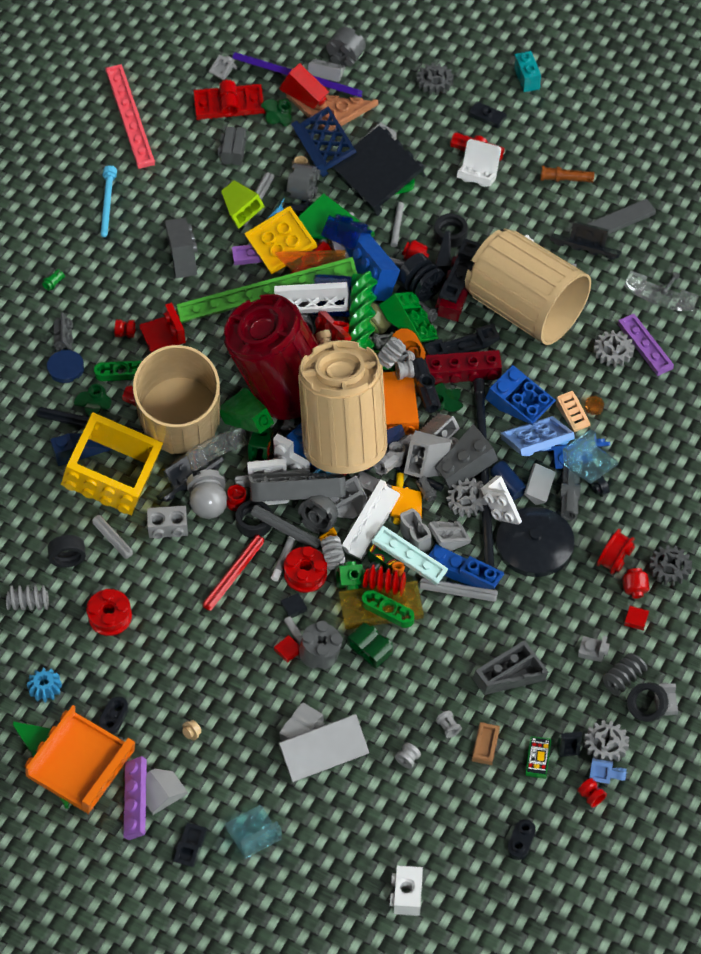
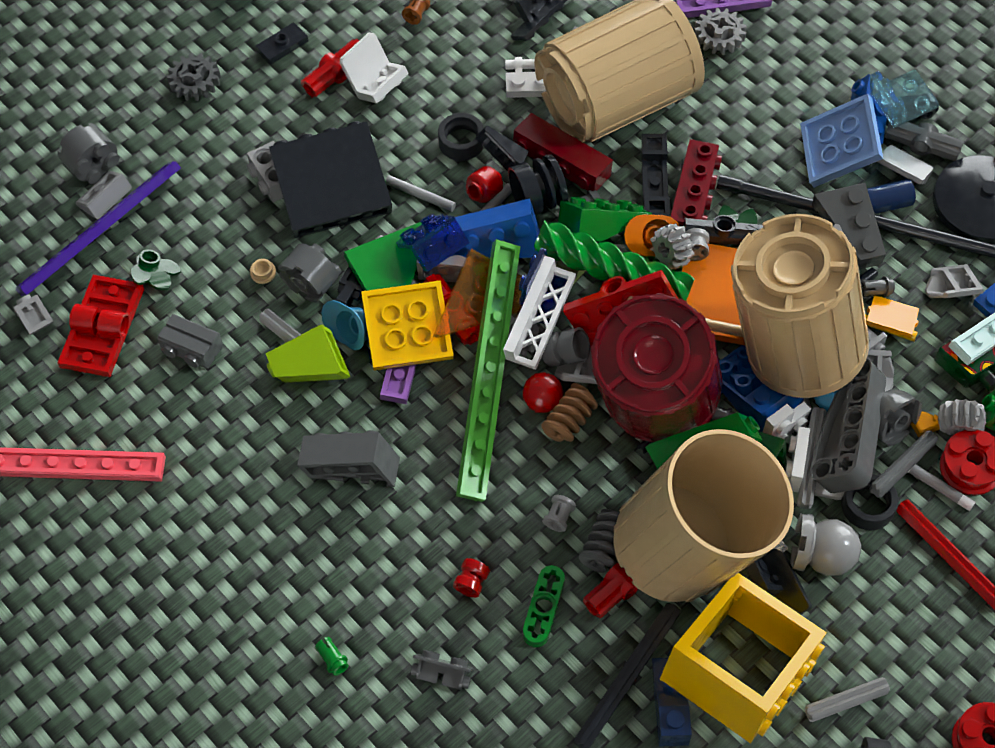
camera: 70 degrees left, 5 degrees up
(65, 366) = (505, 683): dark blue tile -> none
(93, 402) = (590, 661): dark green plate -> none
(109, 175) = (159, 520): medium azure piece -> none
(164, 330) = (496, 525): red bracket -> none
(167, 519) = (842, 613): light grey brick -> none
(235, 497) = (830, 507): red wheel -> none
(304, 87) = (136, 221): red slope -> none
(313, 150) = (247, 247): dark blue fence -> none
(342, 108) = (178, 213): nougat tile -> none
(370, 520) = (921, 358): white fence -> none
(414, 530) = (950, 315): light grey brick -> none
(455, 283) = (556, 138): black slope -> none
(467, 498) = (911, 234): light grey gear -> none
(500, 501) = (943, 208): white bracket -> none
(519, 396) = (763, 144): blue slope -> none
(567, 401) = (791, 108): light nougat slope -> none
(594, 405) = (794, 78): clear orange tile -> none

